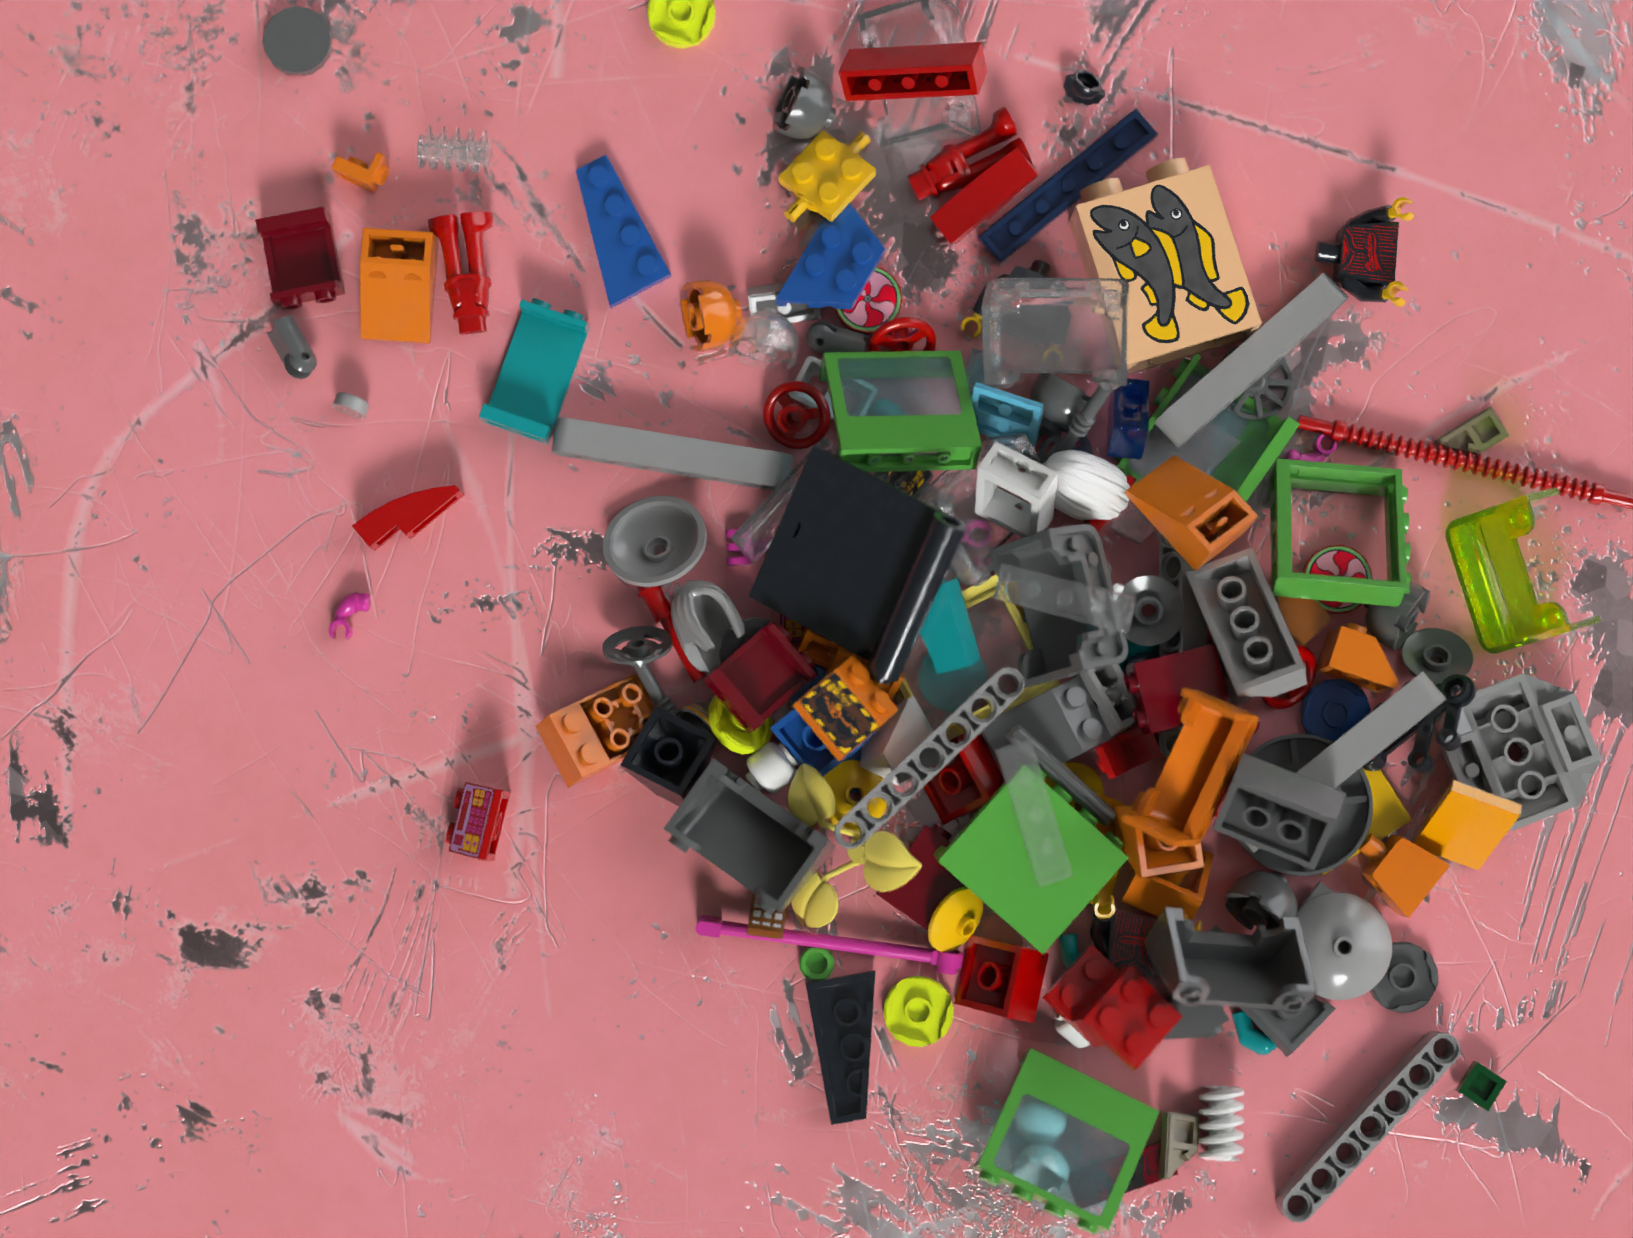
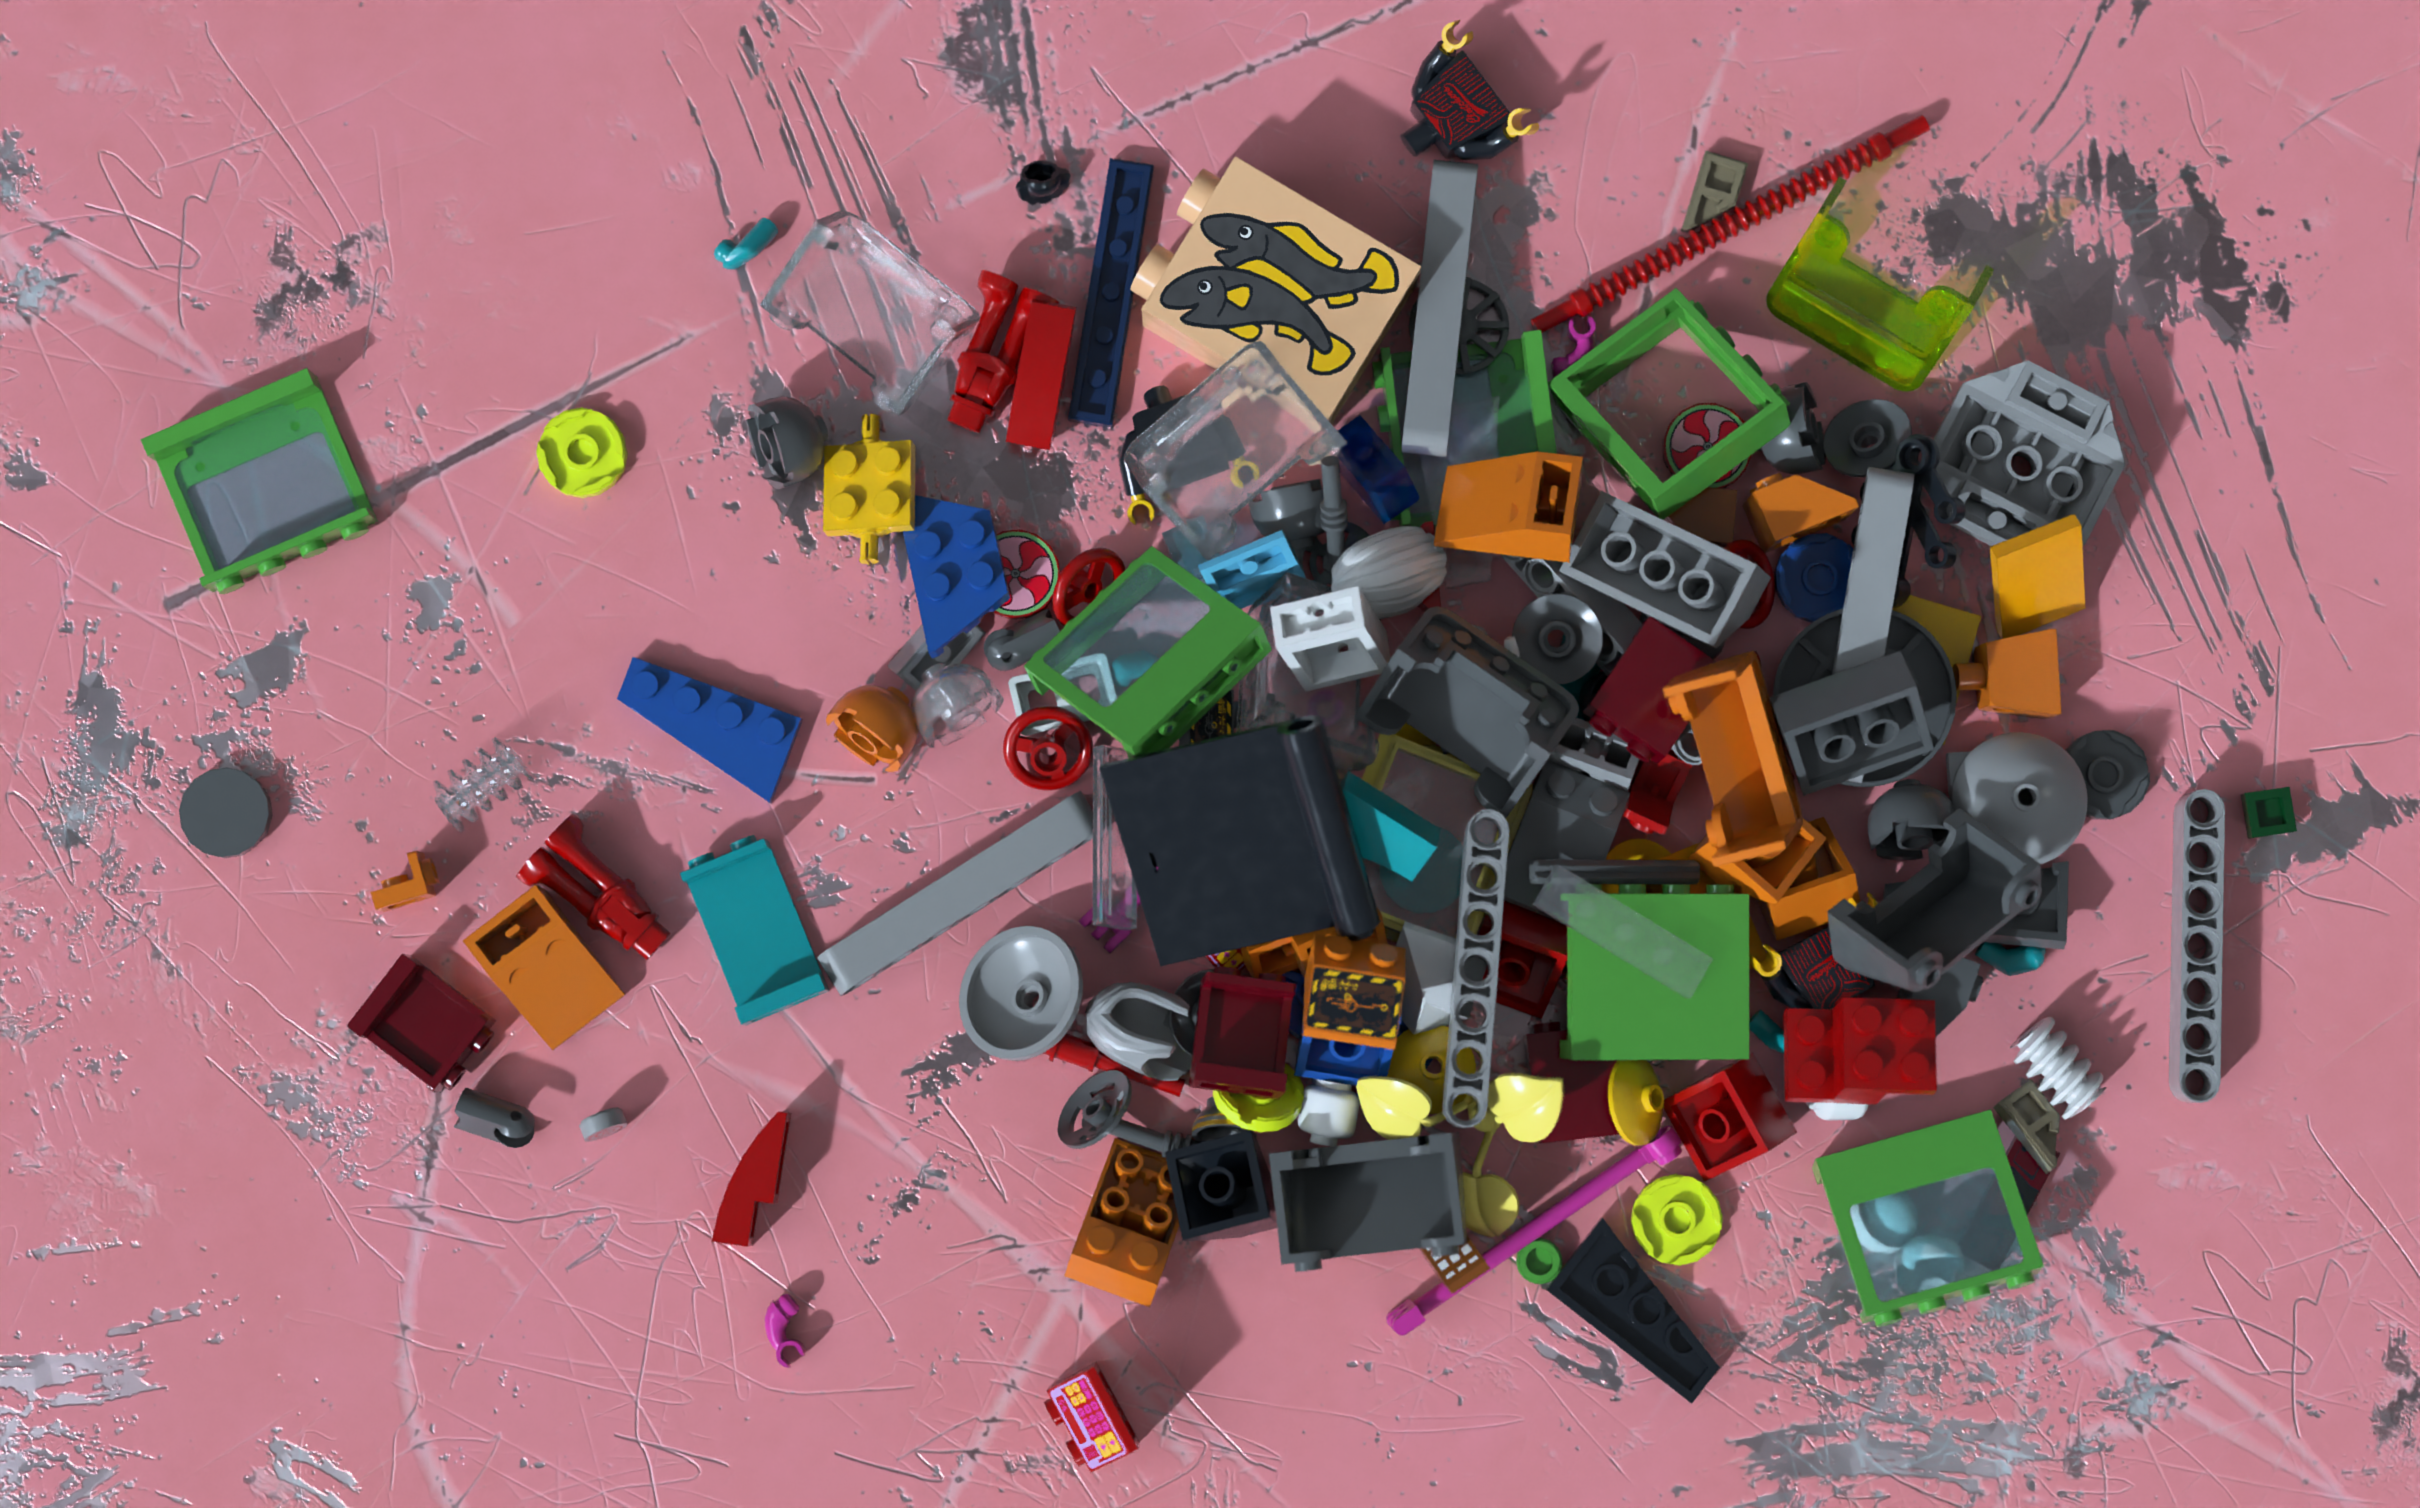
camera: 40 degrees left, 0 degrees up
(913, 71) = (865, 314): red brick -> none
(1065, 598) = (1470, 700): clear tile -> none

